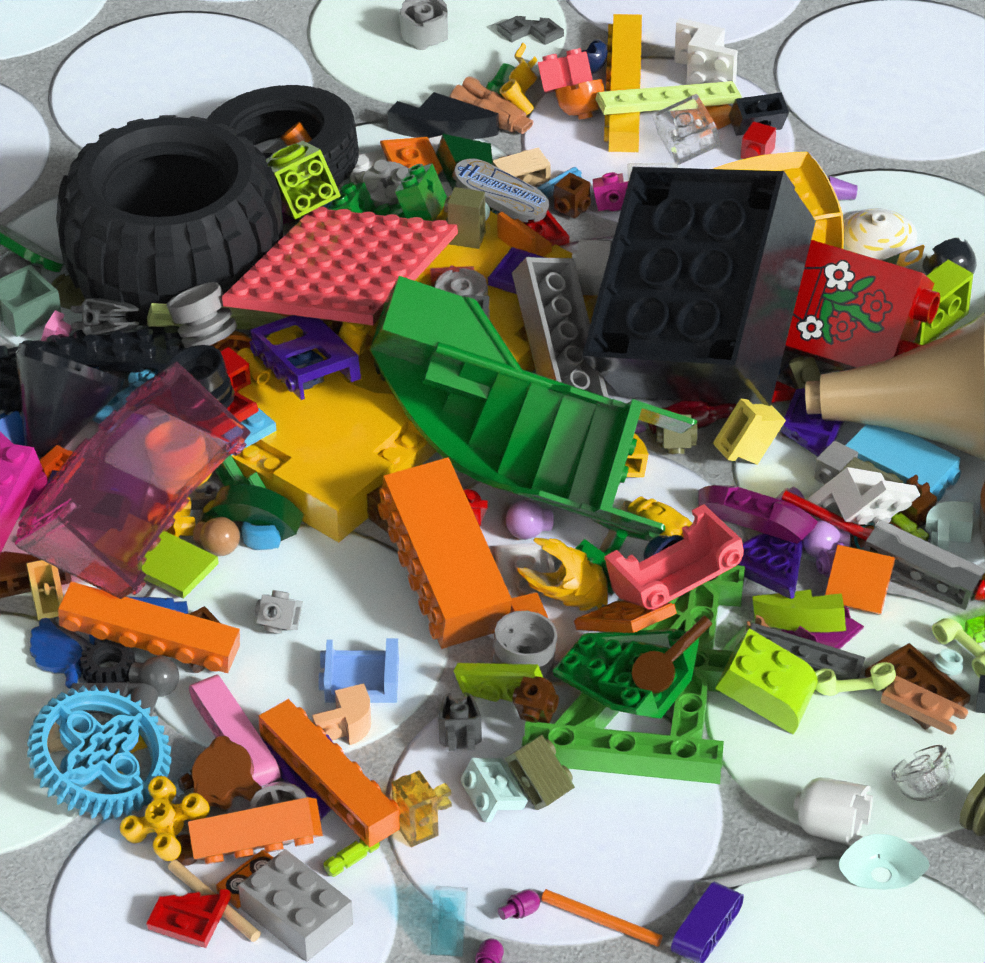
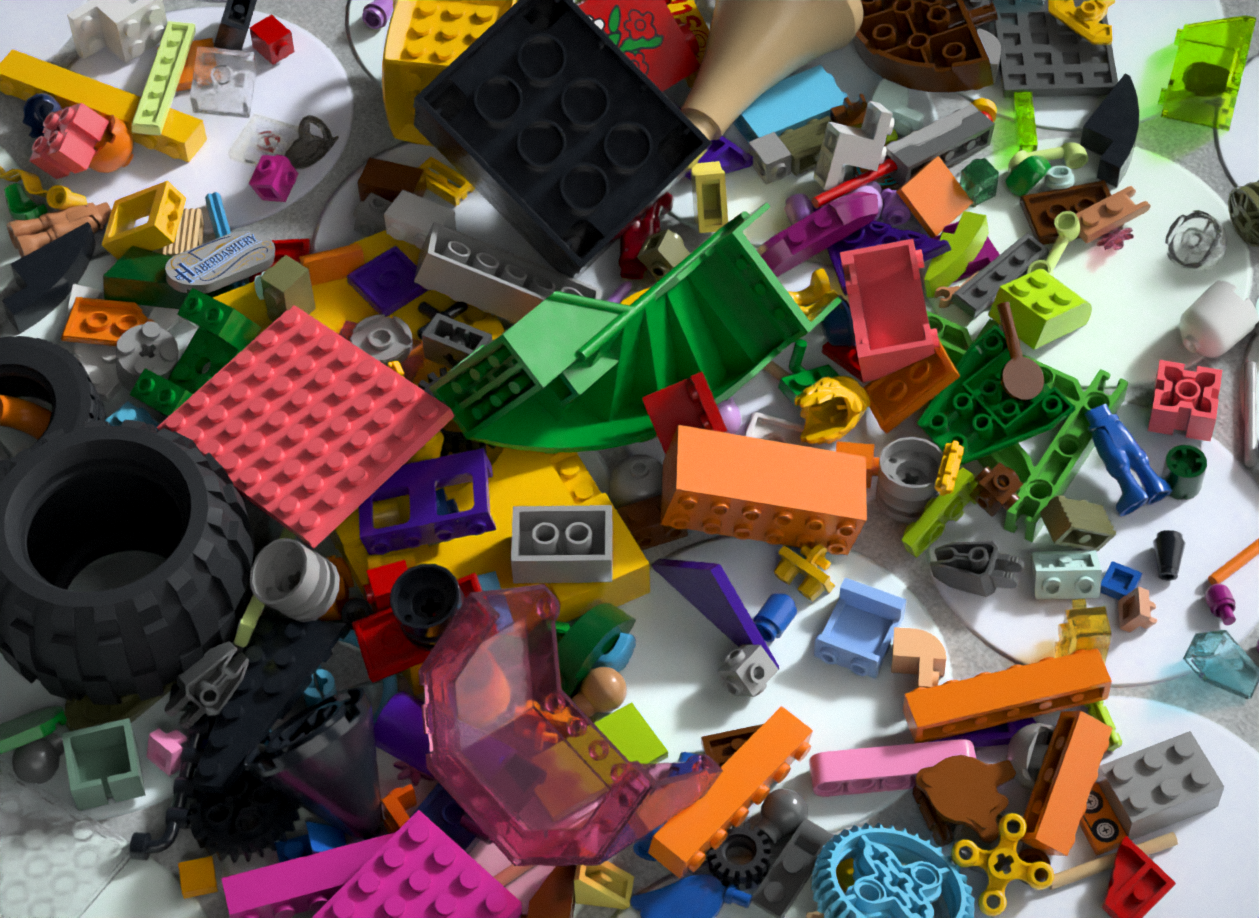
camera: 65 degrees left, 10 degrees up
(302, 178) = (125, 396): lime brick -> none
(313, 444) = (562, 544): none -> light grey brick
(336, 555) = (714, 596): none -> dark purple tile
(344, 615) = (775, 616): none -> blue brick
(402, 620) = (792, 564): none -> yellow hips
(477, 843) = (1135, 610): none -> nougat tile
(483, 470) = (683, 404): none -> red bracket
(507, 313) = (430, 312): none -> black piece
(507, 831) = (1119, 581): none -> blue tile
(509, 139) = (157, 203): none -> yellow window
(530, 655) = (949, 468): none -> yellow axle
(552, 852) = (1168, 552): none -> black cone
(572, 195) = (259, 209): reddish brown brick -> none
(633, 779) = (1120, 454): none -> blue piece
(647, 836) = (1184, 471): none -> dark green piece
(727, 813) = (1185, 400): none -> coral brick
(901, 722) = (1116, 239): none -> clear pink plant
(904, 598) = (976, 175): none -> clear green brick
(937, 635) = (1027, 175): none -> green hair

